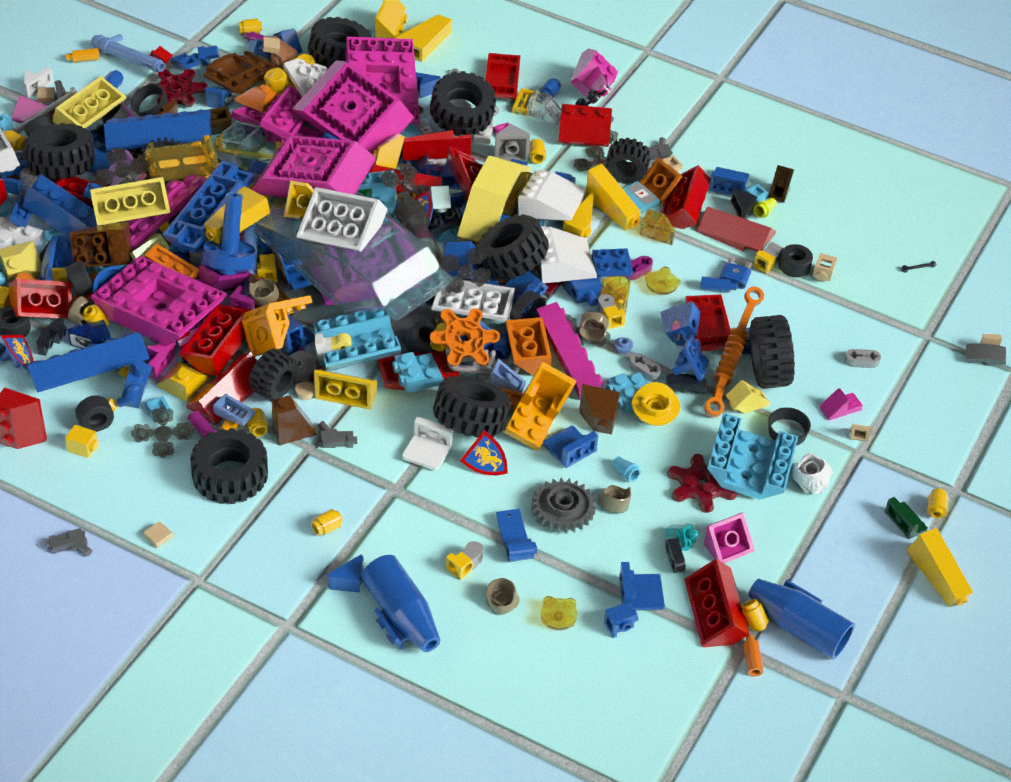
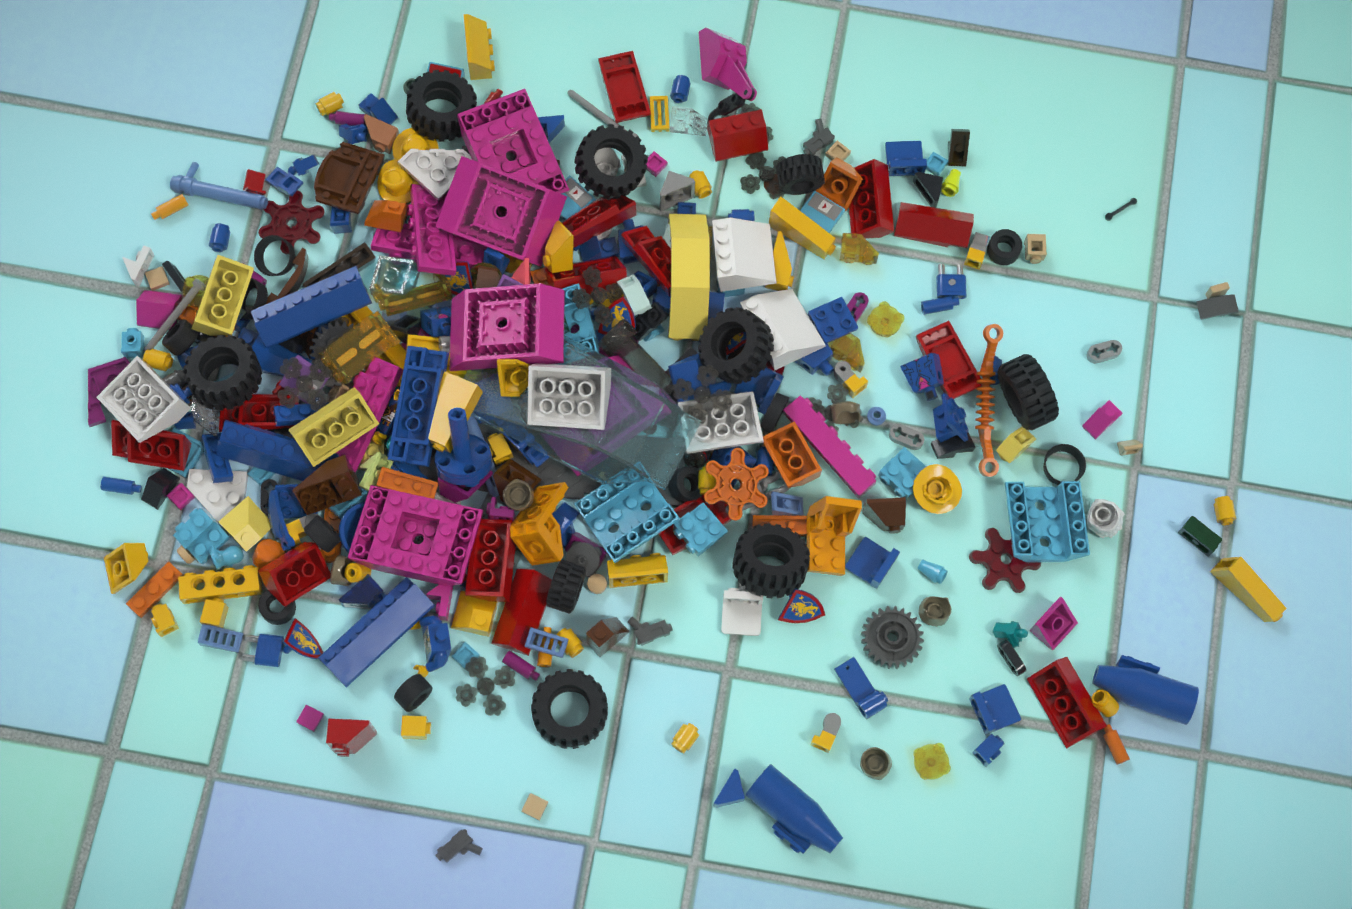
camera: 20 degrees left, 25 degrees up
(51, 334) = (324, 603): black slope -> none
(271, 45) = (370, 133): tan tile -> none
(327, 344) = (608, 530): leg -> none
(428, 35) = (520, 58): yellow slope -> none

